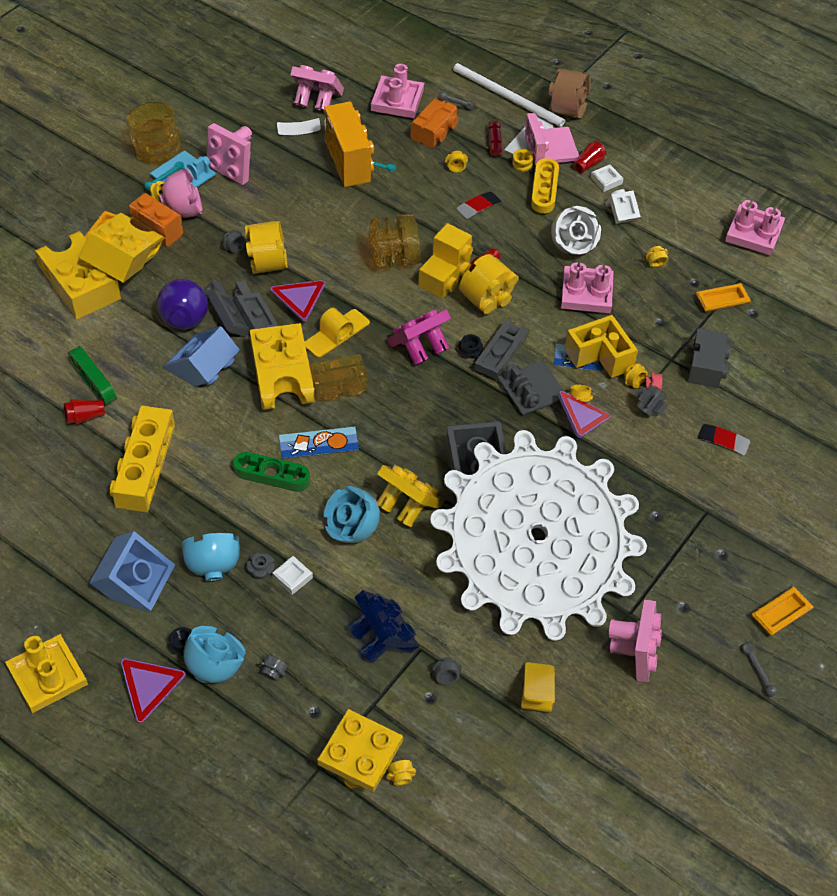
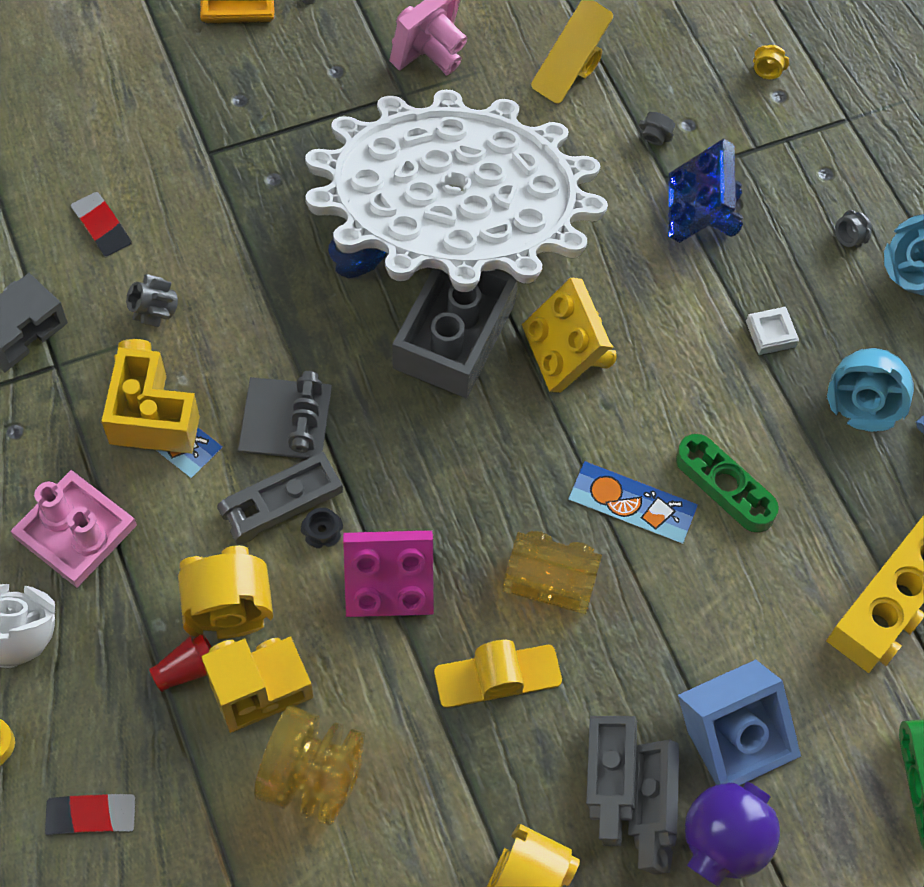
camera: 150 degrees left, 10 degrees up
(262, 571) = (803, 367): dark grey plate -> none
(281, 363) = (632, 622): yellow brick -> none
(299, 296) = (525, 756): piece -> none
(351, 515) = (664, 337): medium azure cylinder -> none
(360, 751) = (812, 73): yellow plate -> none
(581, 392) = (225, 361): yellow plate -> none
(582, 415) = (260, 330): piece -> none
(655, 379) = (120, 328): coral plate -> none

